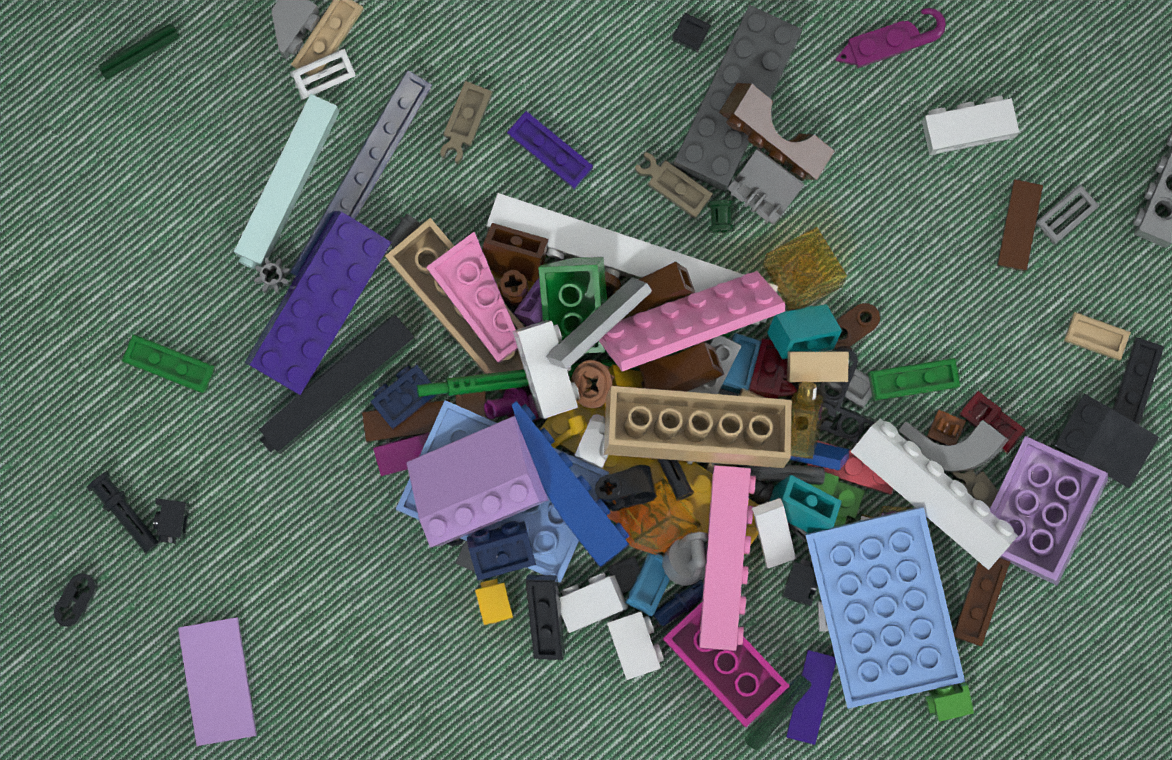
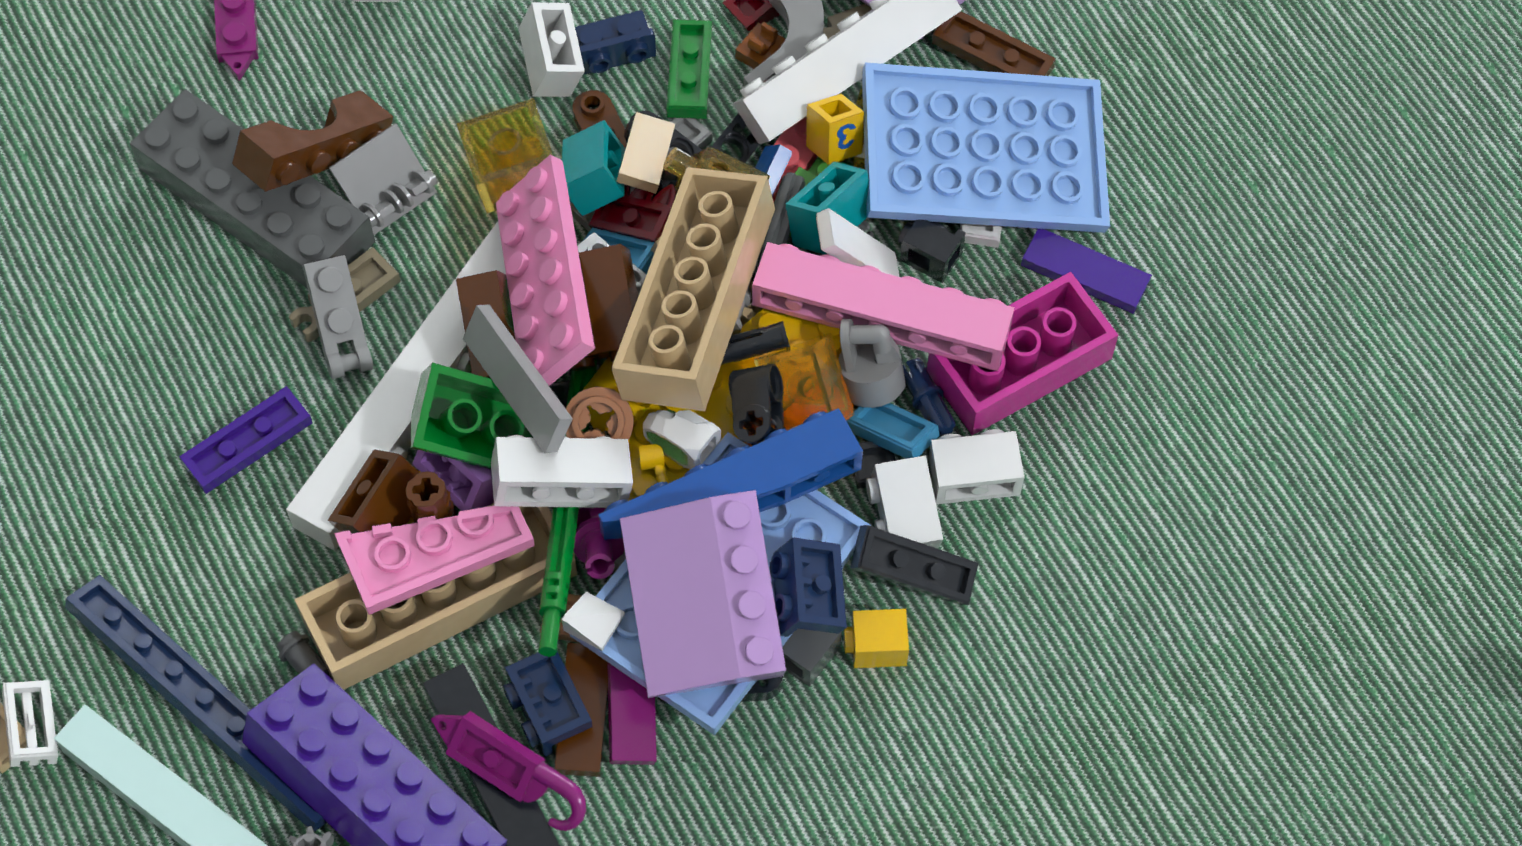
camera: 80 degrees left, 20 degrees down
(346, 383) = (507, 764): none -> magenta plate
(451, 414) = (592, 620): none -> white slope
(465, 118) = (165, 541): dark tan plate -> none
(651, 184) = (337, 315): none -> light grey plate
(691, 32) = (141, 237): black tile -> none
(721, 216) = (392, 250): dark green bush -> none
(778, 712) = (1128, 340): clear green axle -> none
(872, 496) = (834, 129): none -> yellow brick
(901, 277) = (551, 49): none -> white brick
(925, 318) = (615, 42): none -> dark blue bracket
(950, 702) = (1122, 105): bright green brick -> none

